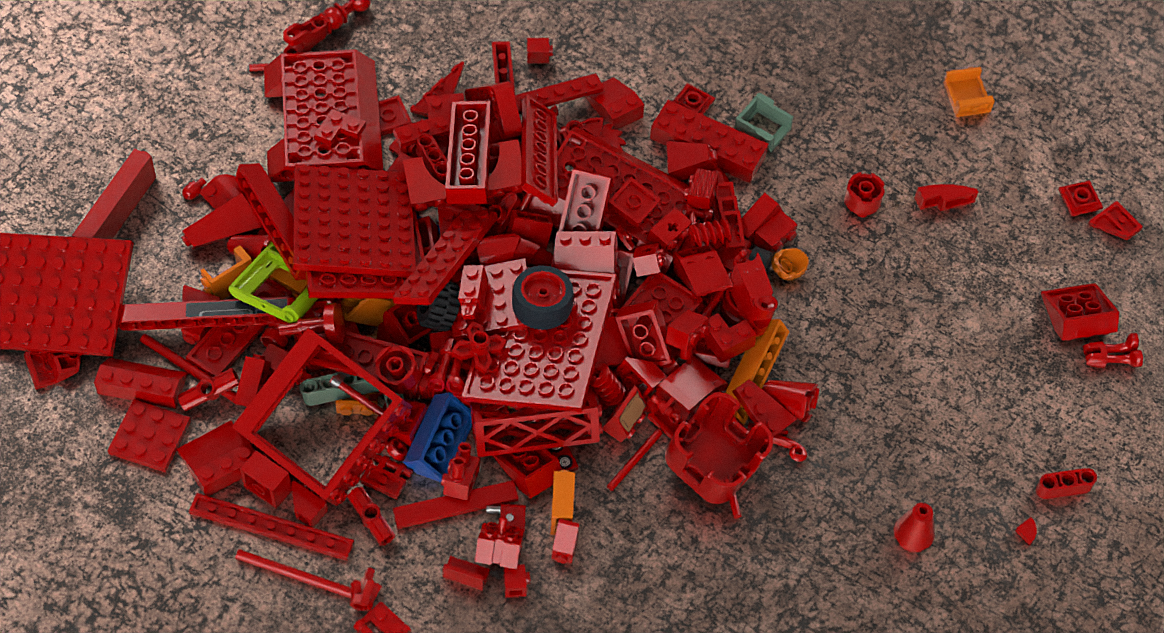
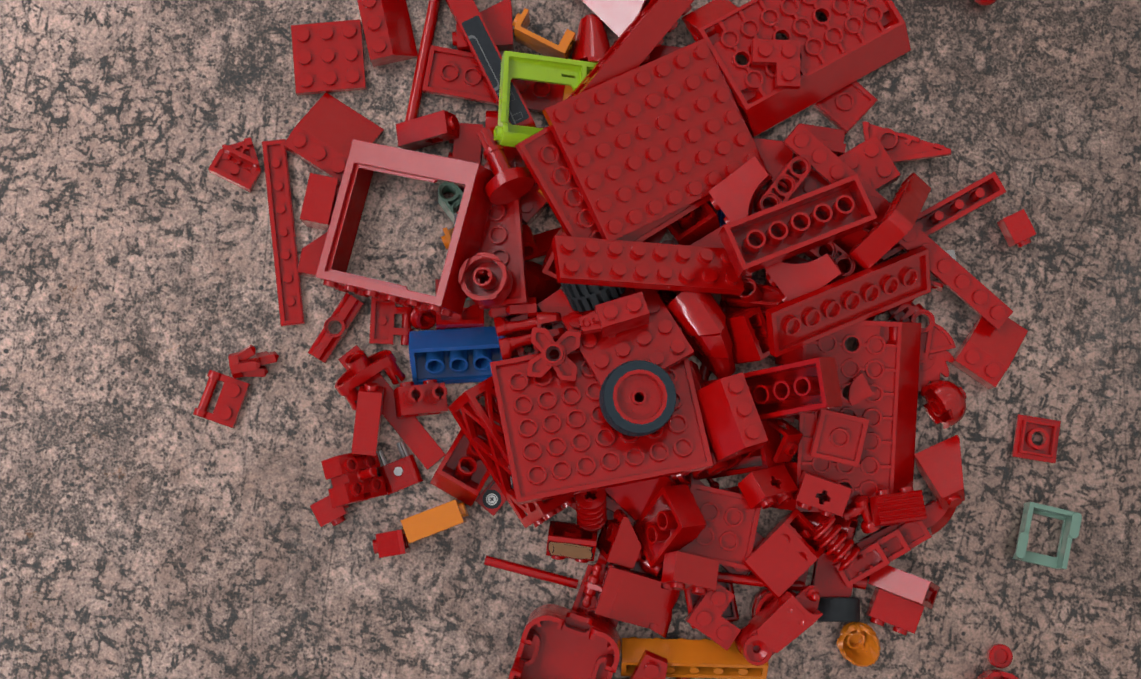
camera: 70 degrees right, 25 degrees up
(196, 537) = (237, 164): none -> red slope
(197, 394) = (408, 97): red piece -> none
(293, 573) = (241, 280): red piece -> none
(415, 506) = (363, 368): none -> red connector
(458, 515) = (368, 419): none -> red slope
(466, 572) = (317, 448): red panel -> none
(640, 141) = (944, 402): none -> red cylinder
(736, 151) = (988, 480): red brick -> none
(837, 186) = (999, 656): none -> red tile

